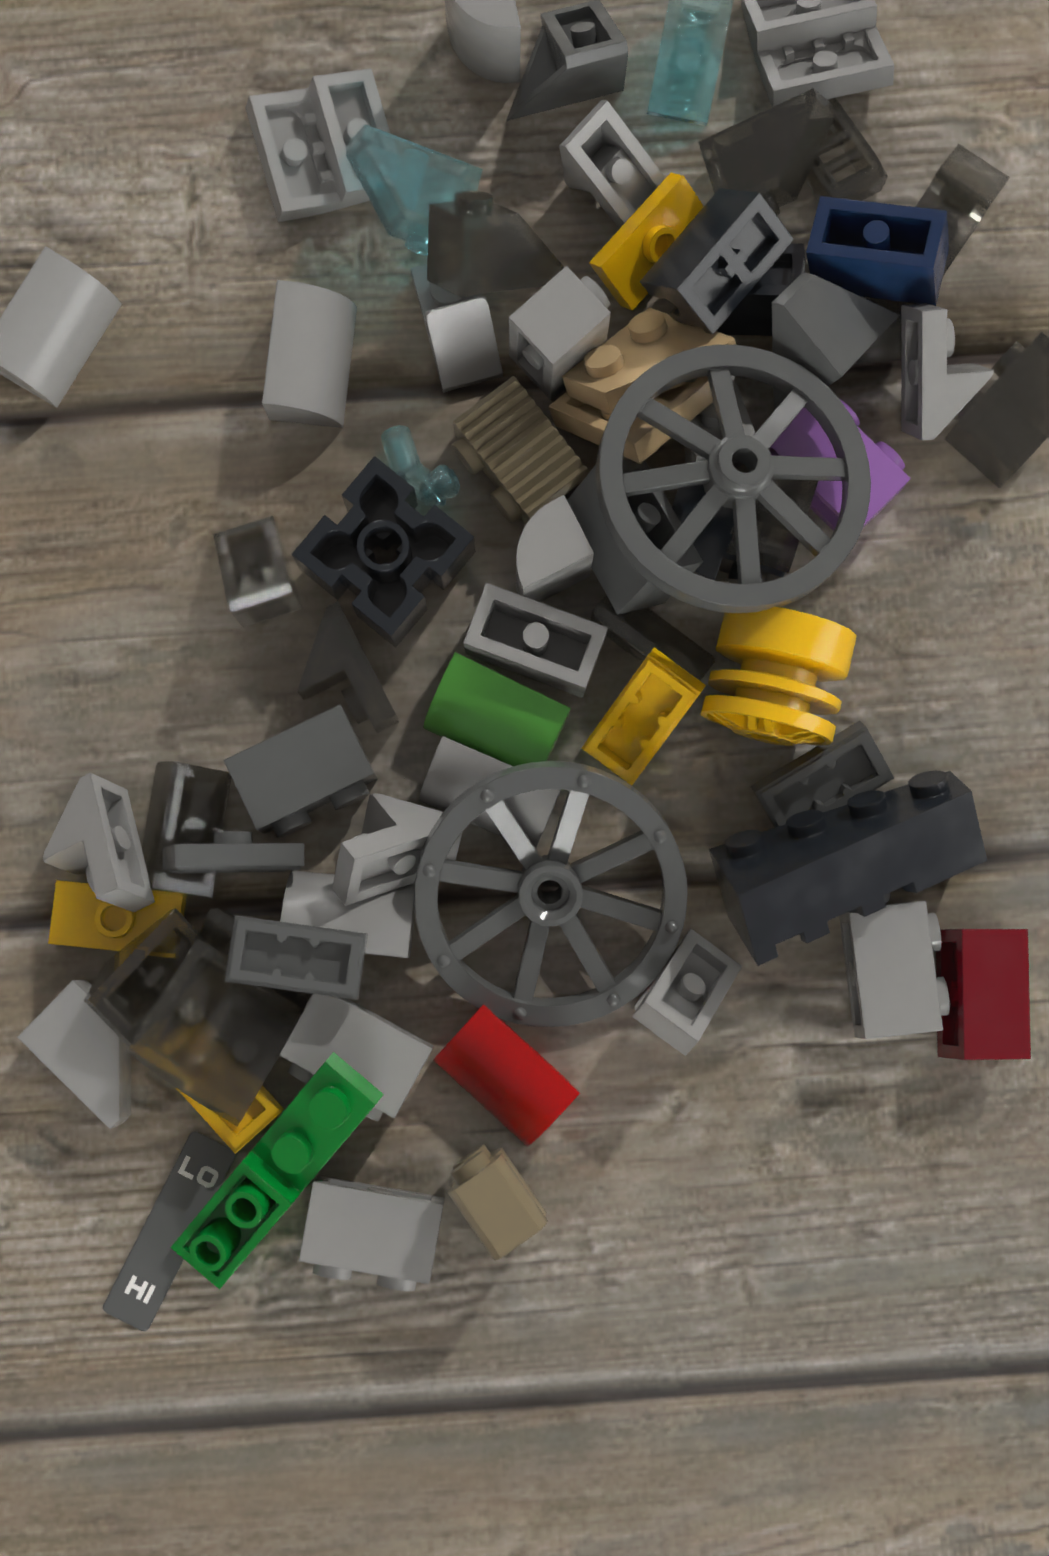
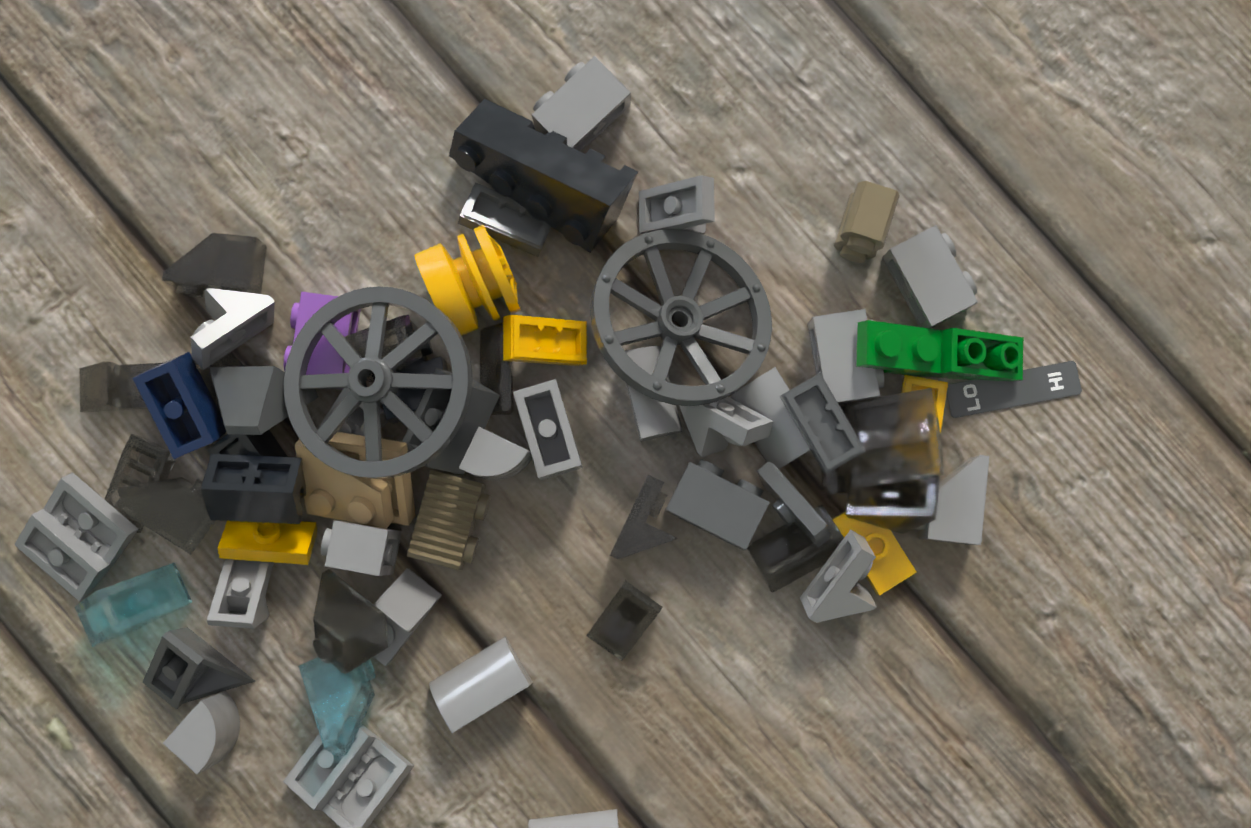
camera: 125 degrees left, 0 degrees up
(383, 515) = (541, 570): black brick -> none
(402, 456) = (504, 573): clear light blue arm -> none
(494, 714) = (605, 421): bright green brick -> none
(506, 1076) = (793, 269): red brick -> none
(987, 994) = (554, 49): dark red hinge -> none

